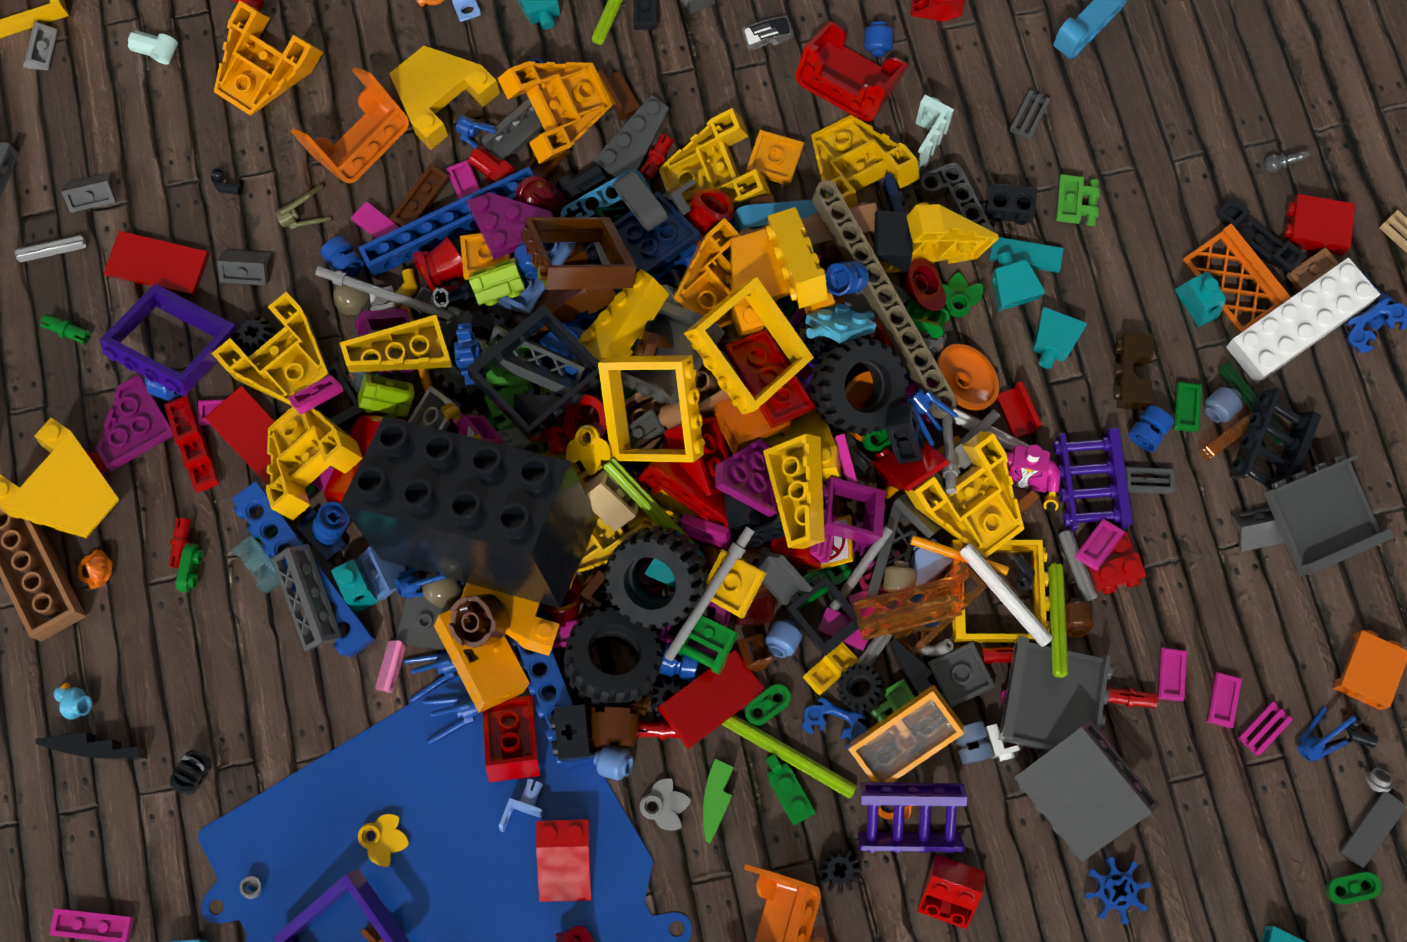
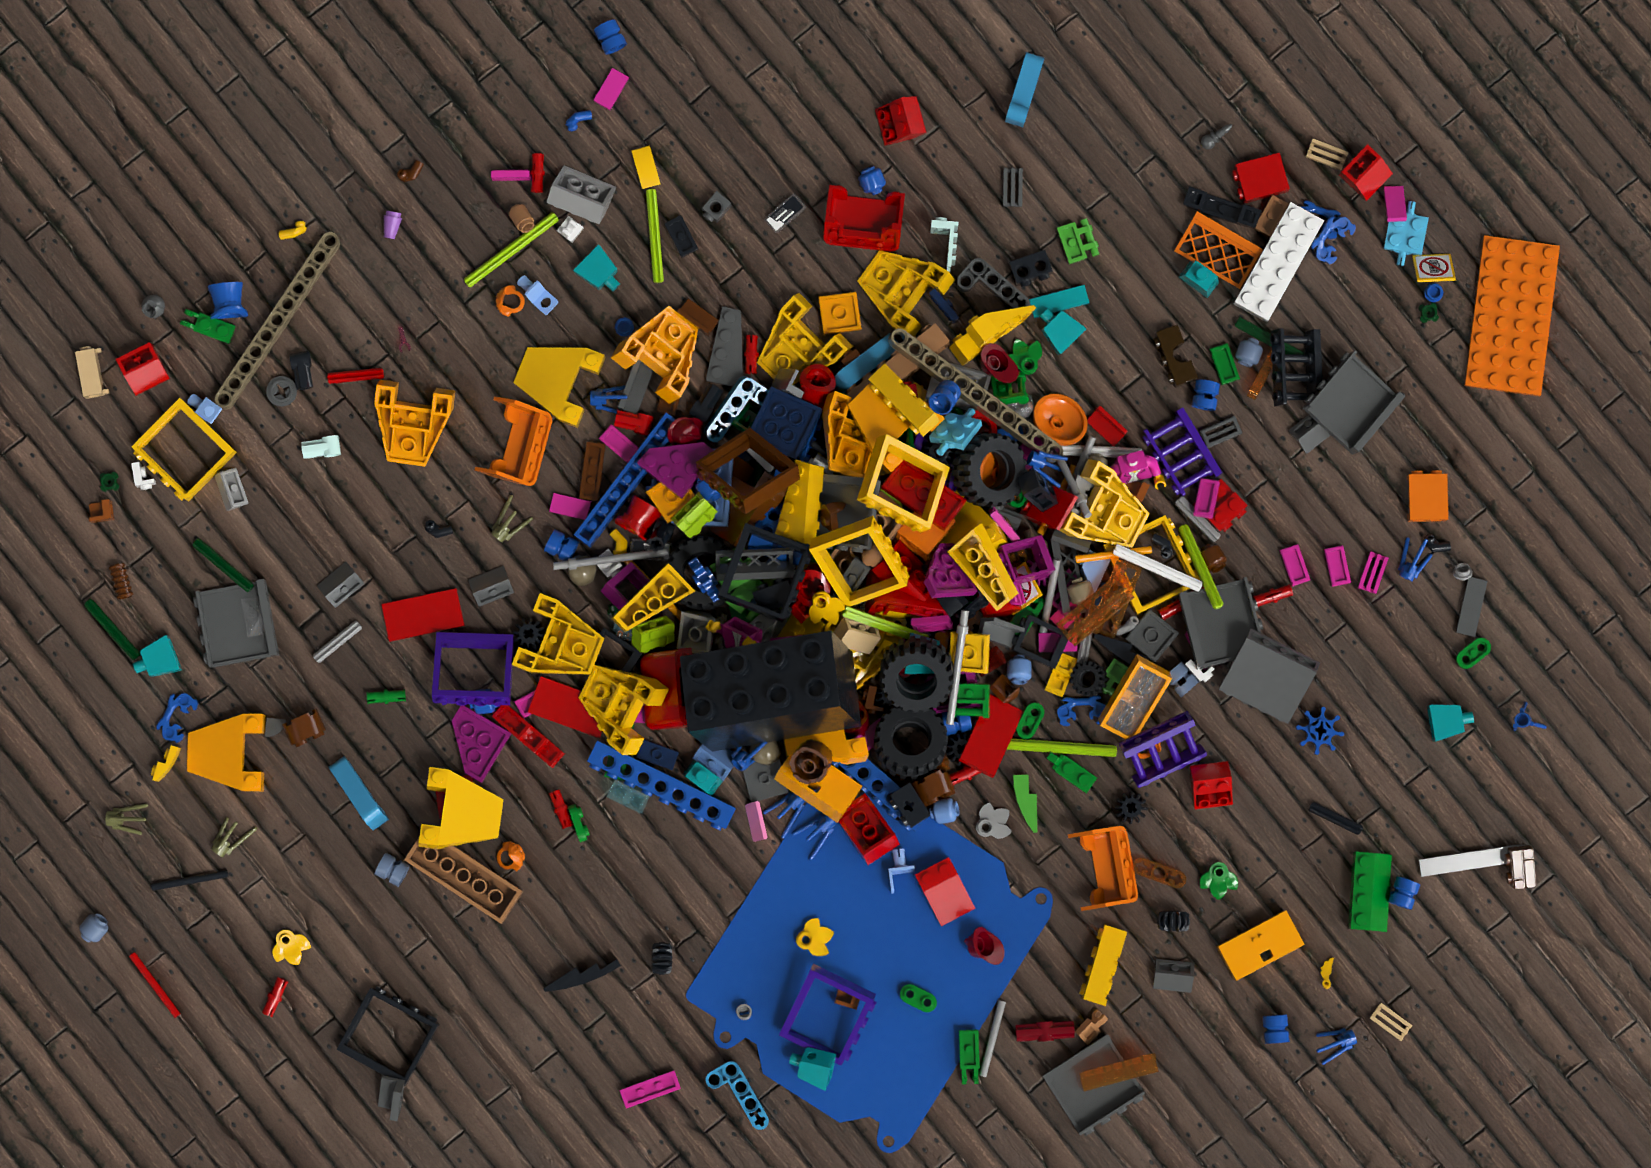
camera: 30 degrees left, 10 degrees up
(72, 701) = (552, 951): medium azure animal -> none
(309, 594) = (680, 801): dark grey fence -> none
(315, 394) = (608, 659): dark pink tile -> none
(330, 523) = (664, 744): blue wheel -> none
(640, 201) = (764, 403): dark grey beam -> none
(893, 239) = (960, 345): black slope -> none
(1055, 336) = (1109, 357): teal torso -> none

